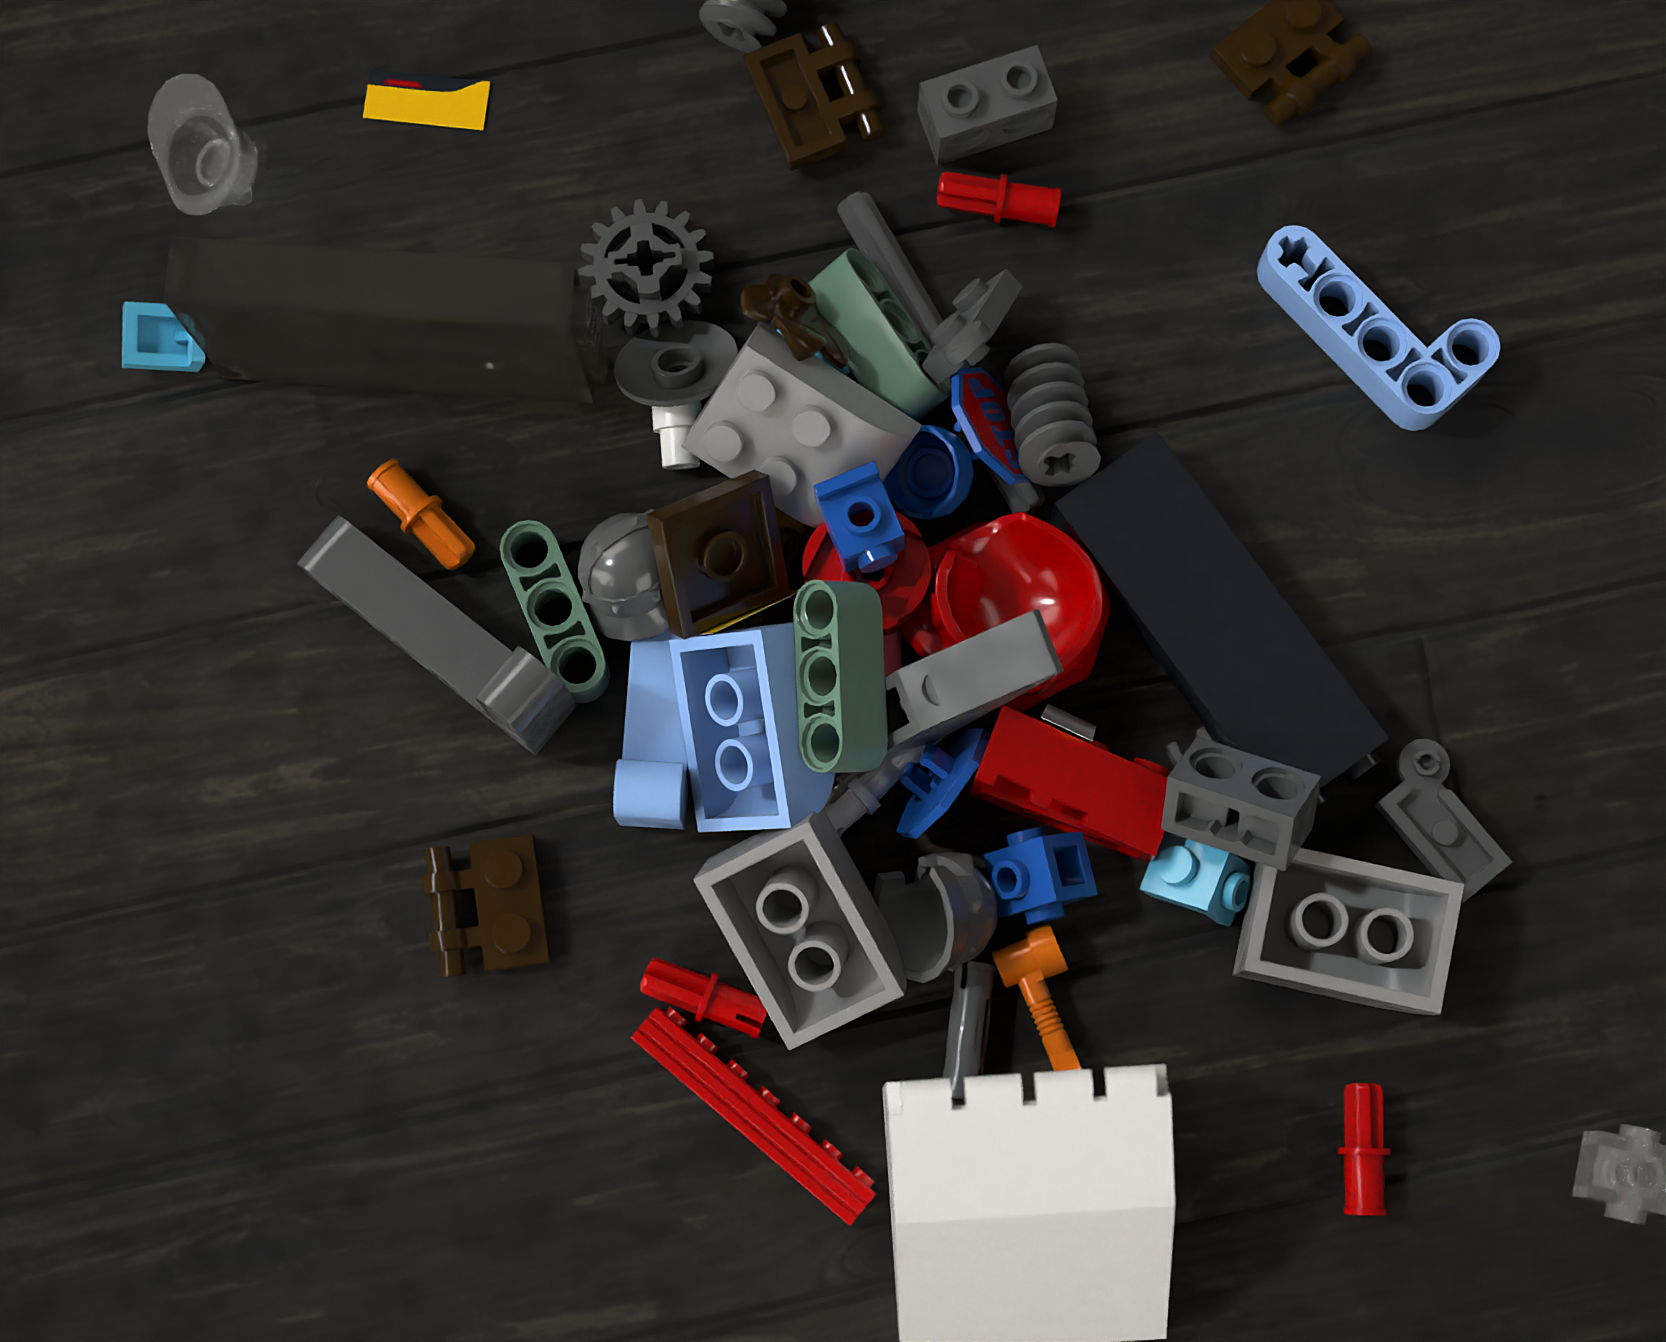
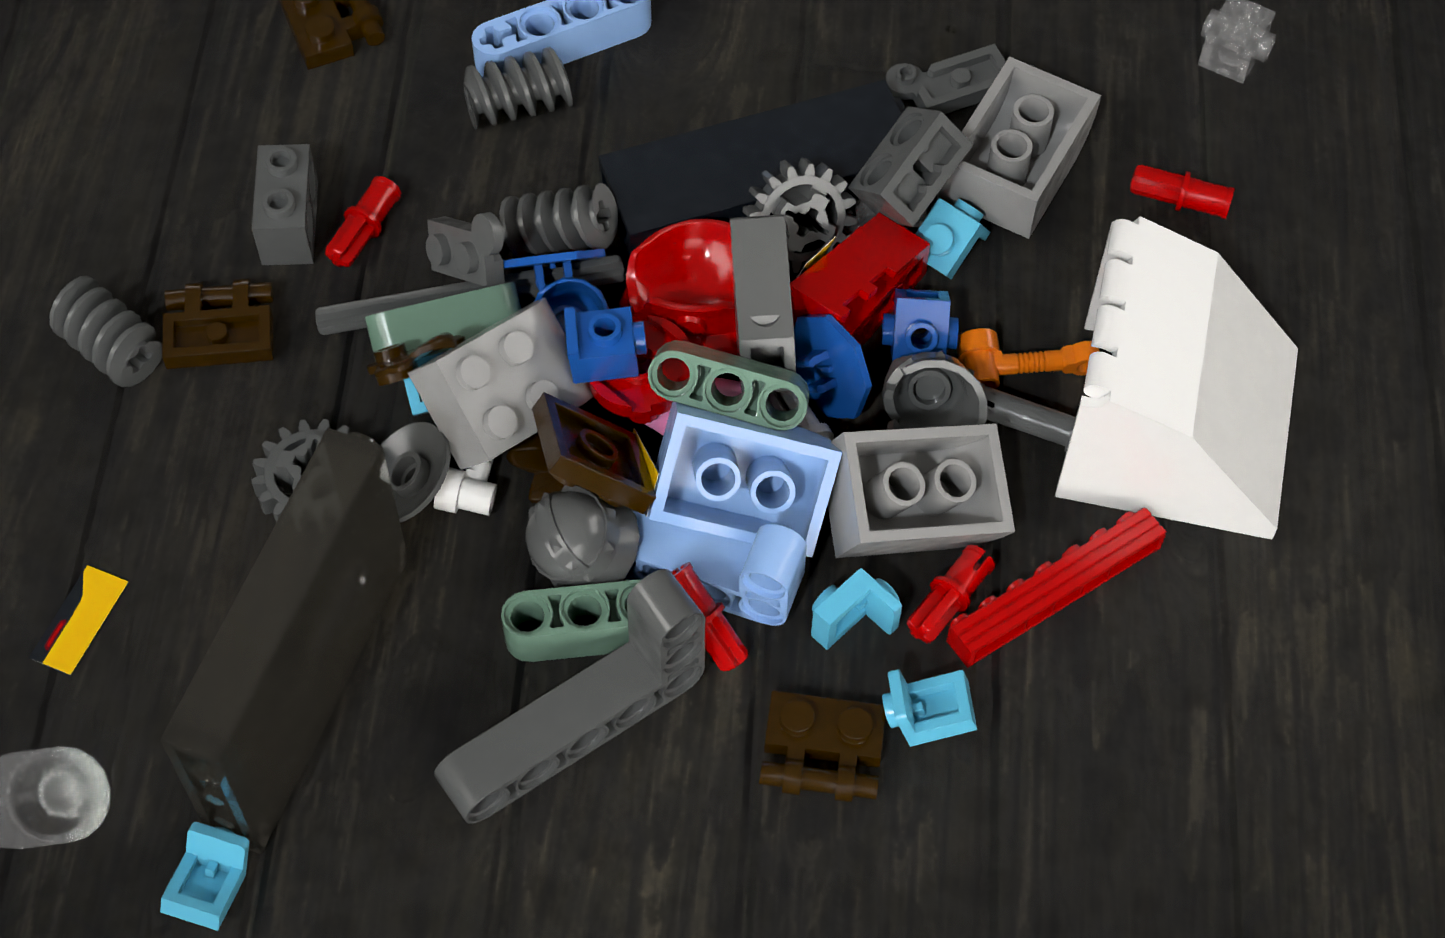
camera: 75 degrees left, 20 degrees down
(421, 514) = (458, 709): orange axle -> none
(556, 1007) = (930, 706): none -> medium azure bracket
(589, 735) = (720, 637): none -> red axle
(649, 879) = (842, 607): none -> medium azure bracket
(1146, 690) = (808, 196): none -> dark grey gear
(1239, 304) = (516, 86): none -> dark grey piece

